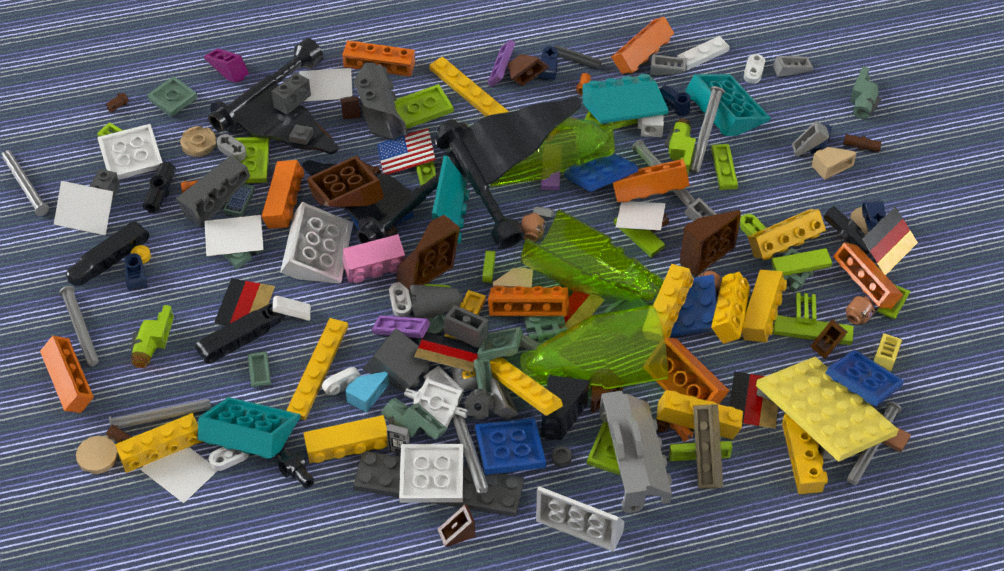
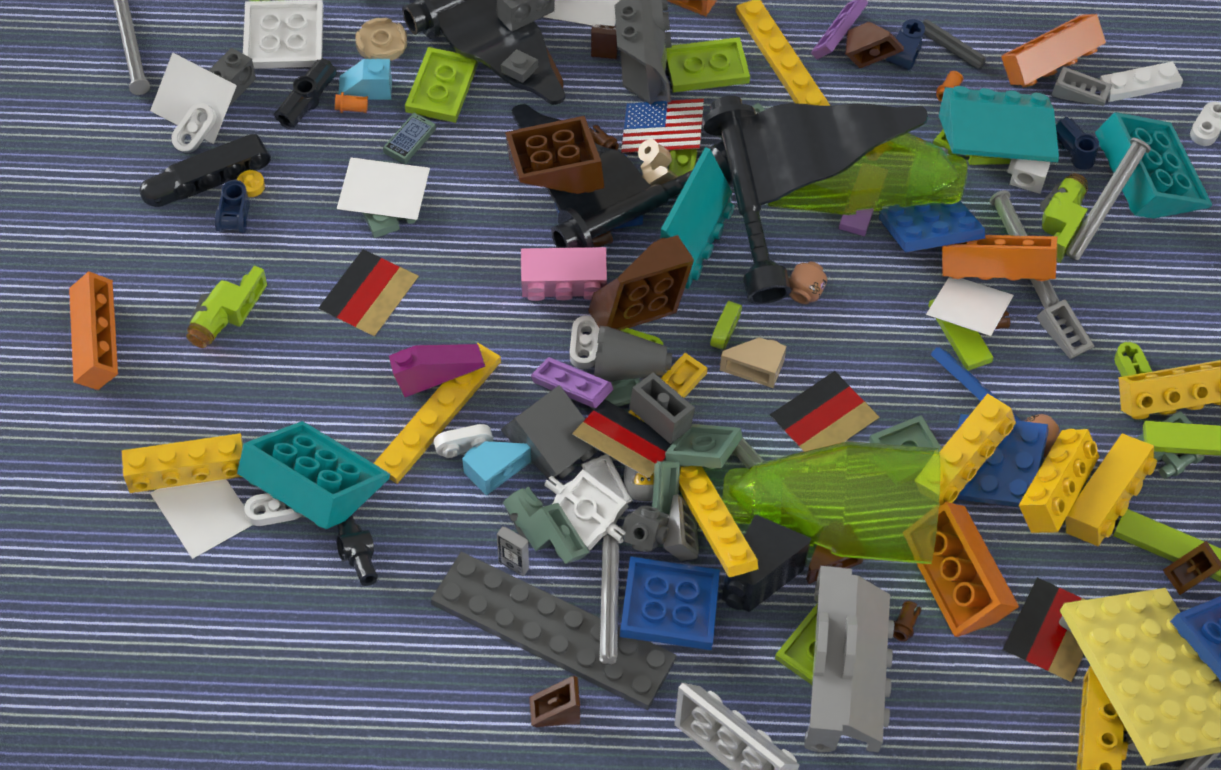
camera: 15 degrees right, 5 degrees up
(79, 325) = (135, 264): light grey axle -> none
(88, 226) = (192, 126): none -> white plate
(96, 454) = (97, 456): tan tile -> none
(117, 434) = (133, 435): reddish brown pin -> none
(162, 413) = (199, 421): light grey axle -> none
(197, 167) = (368, 79): none -> medium azure slope
(213, 191) = (374, 117): dark grey wedge -> none
(233, 145) = (416, 63): light grey beam -> none
(238, 333) = (347, 332): black piece -> none
(259, 369) = (356, 392): sand green tile -> none
(282, 194) = (469, 145): orange brick -> none
(291, 307) = (429, 315): white tile -> none
(305, 338) = (432, 365): none -> magenta slope
(316, 245) = (491, 231): white slope -> none
(346, 439) = (440, 529): yellow brick -> none
(410, 175) = (655, 164): none -> tan leg
(431, 473) = (544, 613): white plate -> none
(528, 301) = (765, 393): orange brick -> none
(539, 323) = (780, 425): sand green plate -> none
(544, 211) = (831, 263): light grey tile -> none
(561, 456) = (741, 638): dark grey tile -> none
(589, 262) = (870, 358): clear neon green windscreen -> none
(648, 259) = (963, 375): none -> blue tile
(679, 410) = (961, 632): yellow brick -> none
(682, 431) = (928, 642): orange pin -> none
(687, 451) = (947, 687): lime tile -> none
(708, 446) = (958, 685): dark tan slope -> none
(709, 240) = (1057, 370): reddish brown slope -> none
(724, 167) = (1118, 261): lime tile -> none
(806, 299) = (1178, 495): lime tile -> none

